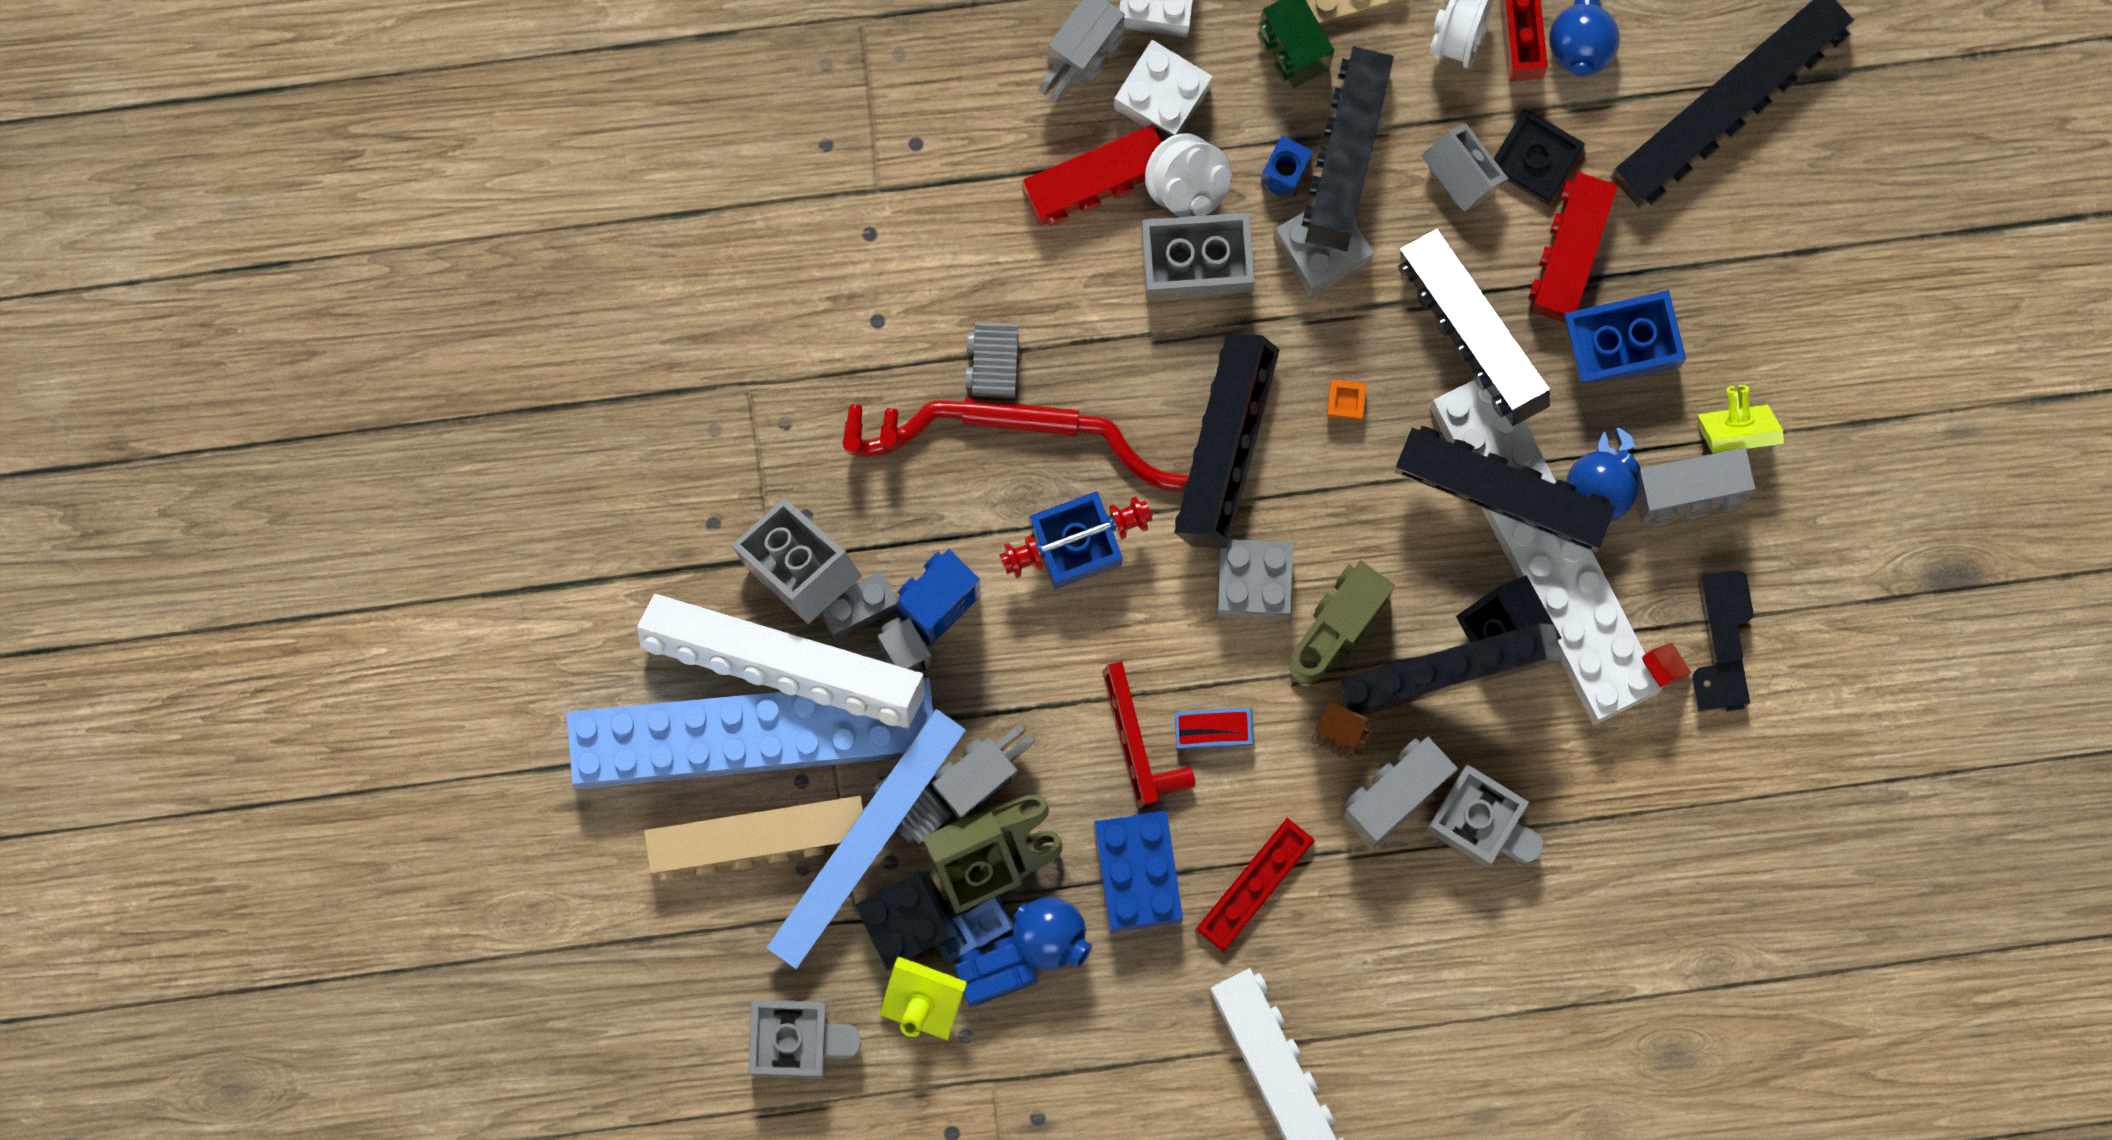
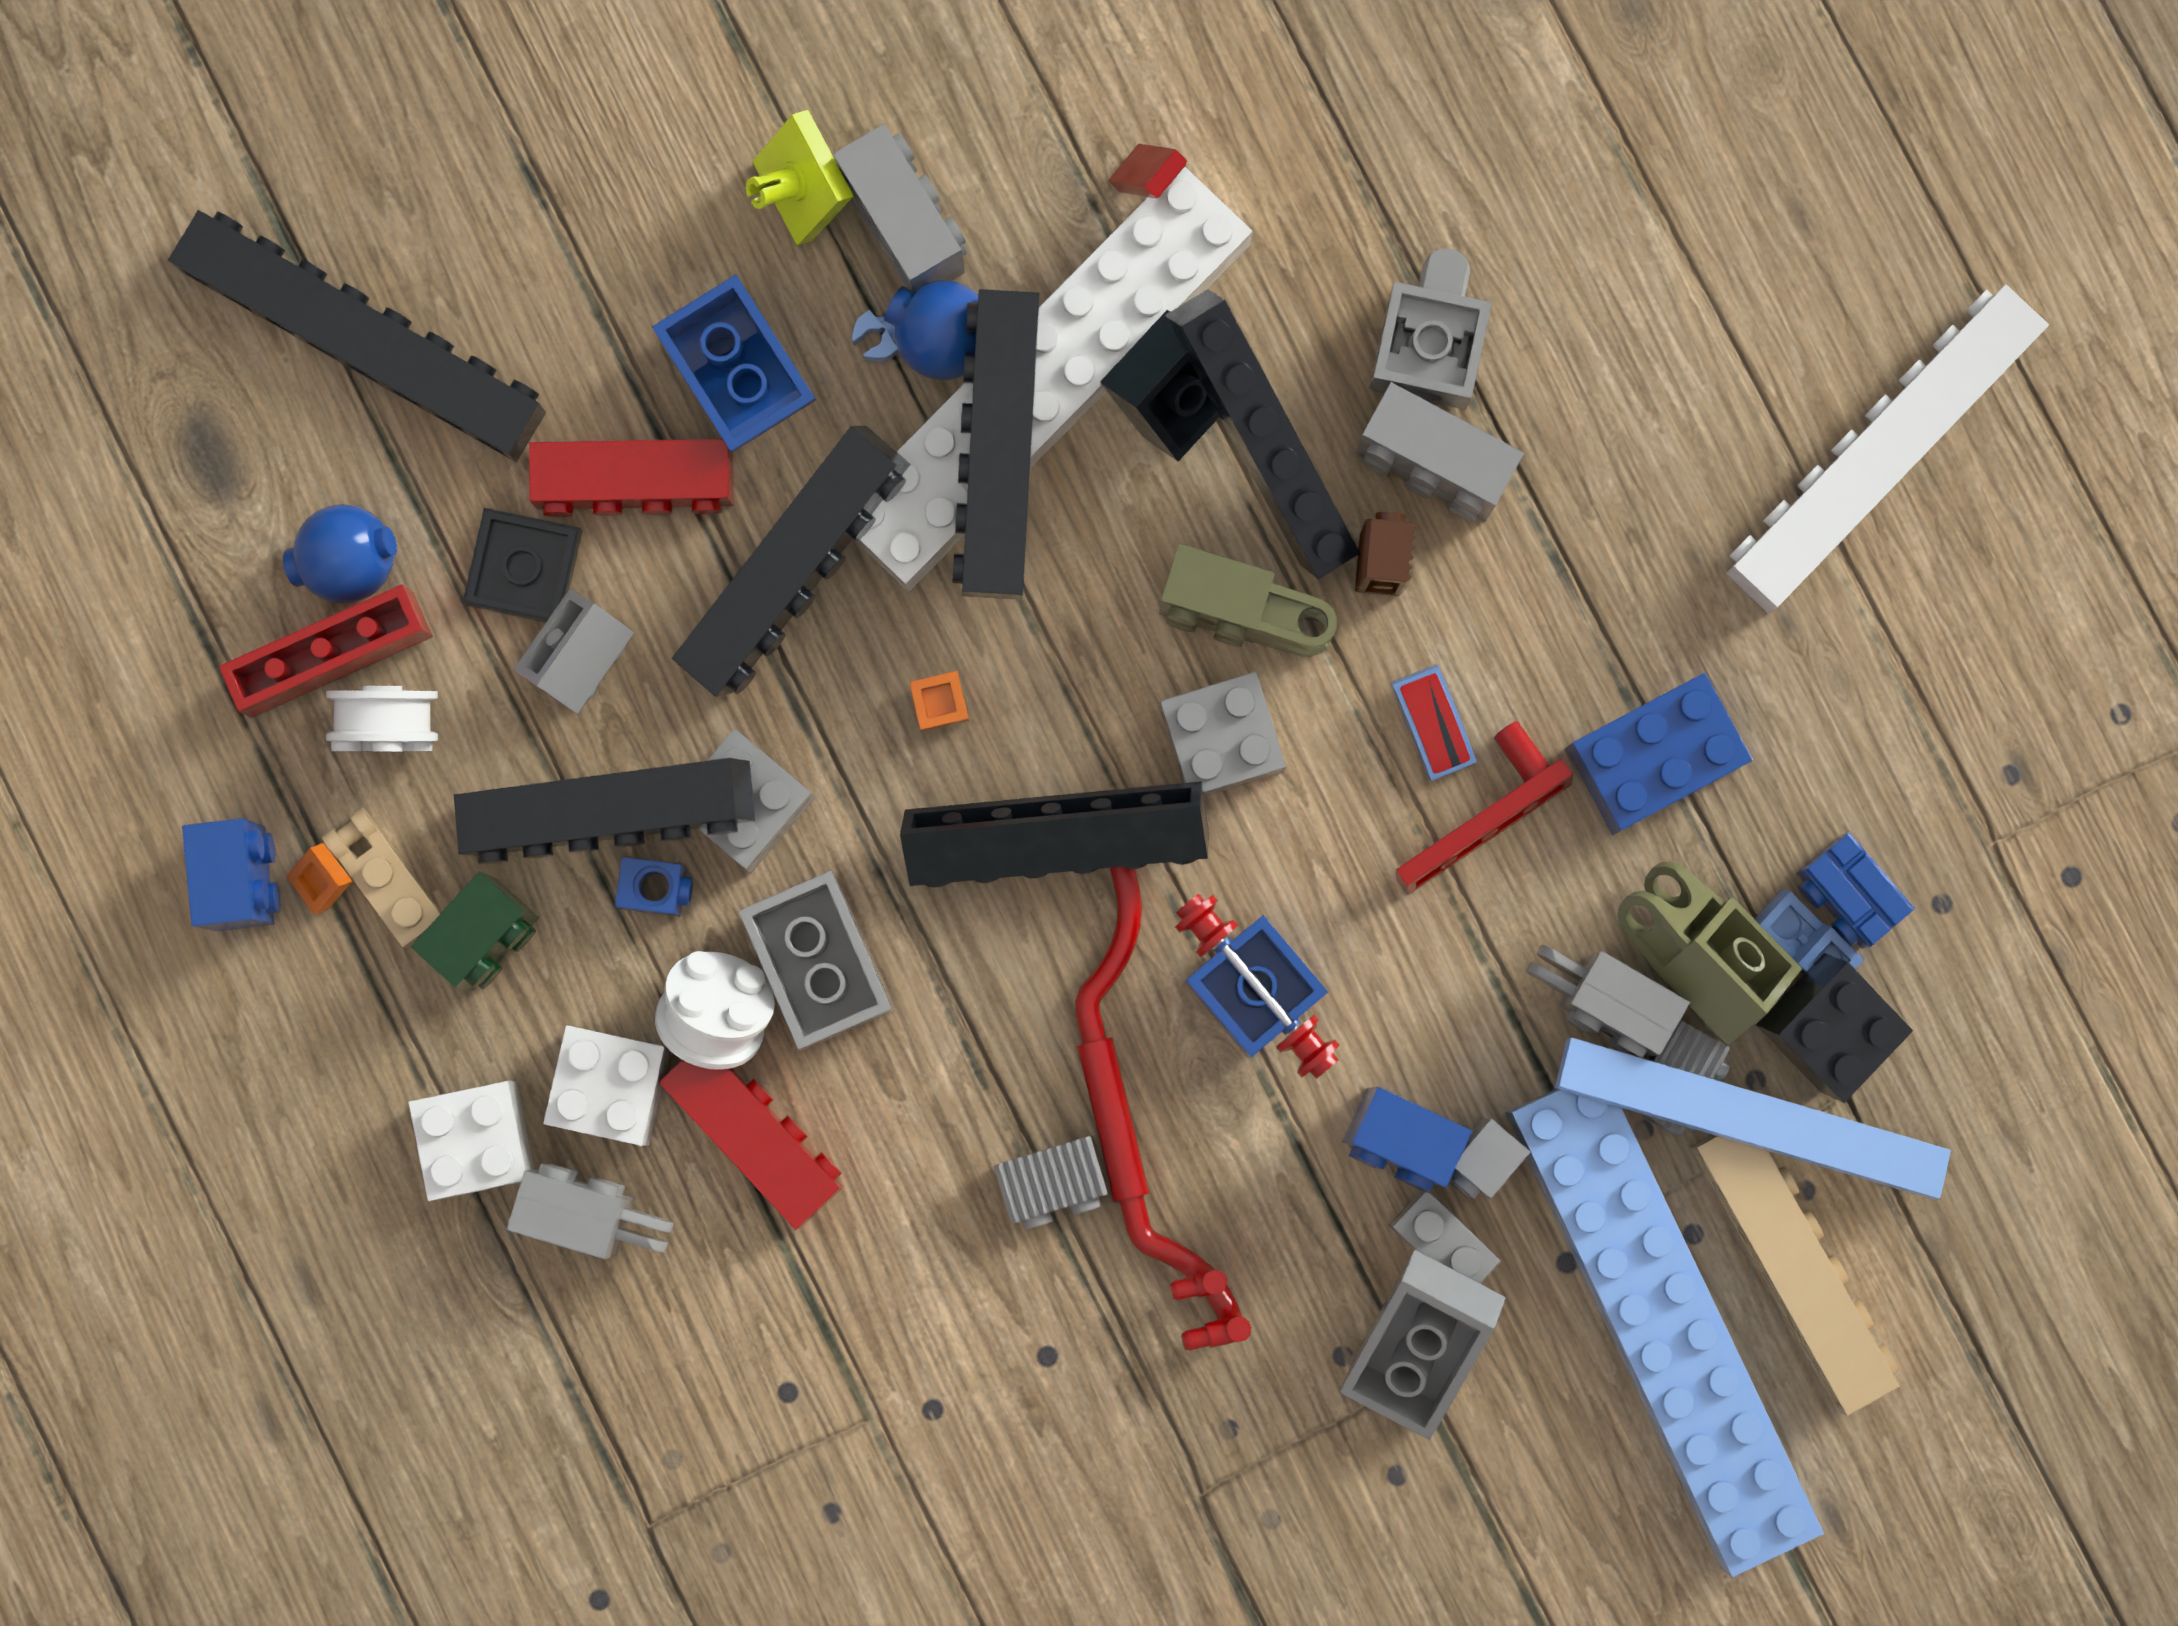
camera: 105 degrees left, 5 degrees up
(781, 661) = (1565, 1316): white brick -> none
(795, 1040) = (2041, 1118): light grey brick -> none
(922, 999) = (1933, 971): neon yellow tile -> none
(1051, 934) = (1785, 835): blue brick -> none
(1255, 885) = (1614, 601): red tile -> none
(1725, 608) = (1041, 125): black piece -> none

